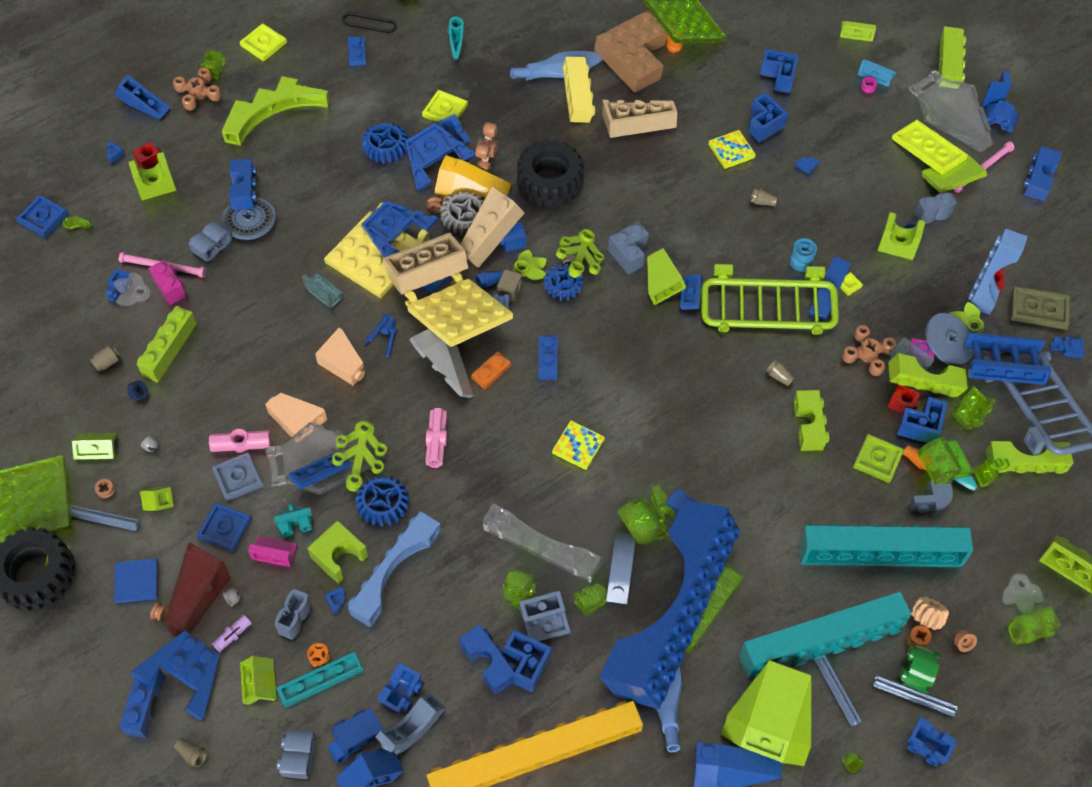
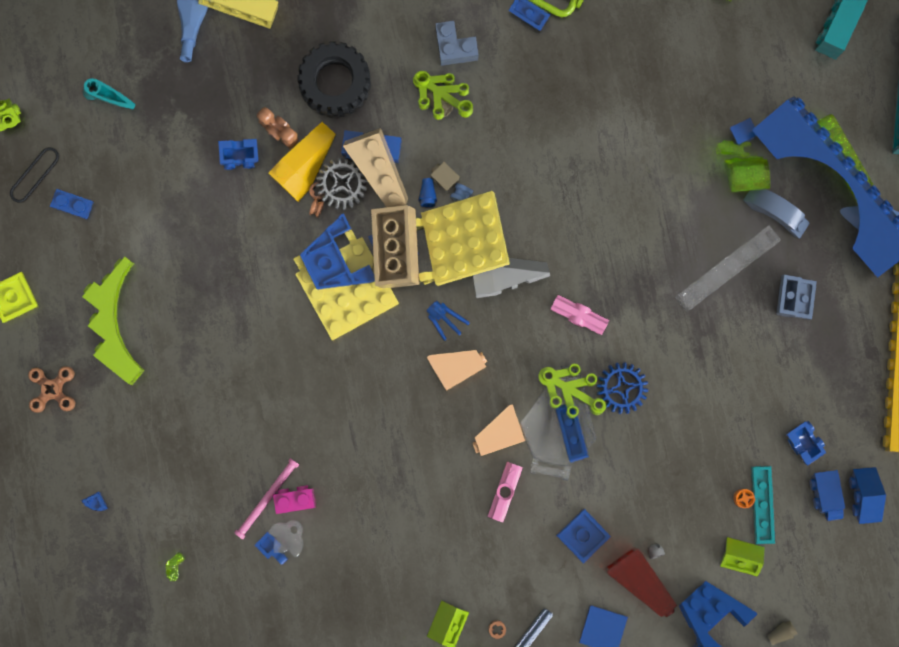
camera: 65 degrees left, 25 degrees up
(42, 216) = (148, 598): blue tile -> none
(105, 358) = (355, 587): dark tan brick -> none
(137, 390) = (407, 568): dark blue tile -> none
(140, 98) = (39, 451): blue slope -> none
(147, 156) = (130, 473): red brick -> none
(150, 443) = (470, 574): light grey hinge -> none
(153, 181) = (152, 483): lime piece -> none
(156, 498) = (531, 586): lime panel -> none
(159, 612) = (645, 618): nougat bush -> none
(166, 343) = (367, 524): lime brick -> none
(210, 241) = (261, 443): sand blue brick -> none
(214, 62) = (15, 359): clear neon green brick -> none
(219, 644) = (691, 564): lavender pin -> none
(237, 476) = (537, 507): sand blue tile -> none
(242, 191) = (221, 391): blue arch -> none
(260, 222) = (253, 408): piece -> none
(273, 551) = (626, 501): dark pink panel -> none
(293, 517) = (606, 481): teal hips -> none
(296, 610) = (697, 501): sand blue brick -> none
(297, 754) = (823, 547): sand blue brick -> none
(322, 289) = (367, 354): clear light blue panel -> none
(331, 545) = (648, 450): lime piece -> none
(336, 599) = (696, 464): blue tile -> none
(384, 142) = (220, 218): blue gear -> none
(412, 726) = (841, 446): sand blue arch -> none
(418, 536) = (670, 369): medium blue arch -> none
(429, 147) = (246, 182): blue wing -> none
(443, 106) = (194, 145): neon yellow tile -> none
(478, 644) = (792, 362): blue arch -> none
(491, 370) = (528, 235): orange plate -> none
(518, 587) = (764, 307): clear neon green brick -> none
(532, 266) = (429, 146): lime plate -> none
(532, 659) = (828, 323): blue brick -> none
(548, 357) = (542, 178): blue brick -> none
(563, 283) = (457, 130): blue gear -> none
(578, 445) = (641, 192): tile -> none
(590, 598) = (793, 250): clear neon green brick -> none
(662, 277) = (502, 30): lime slope -> none

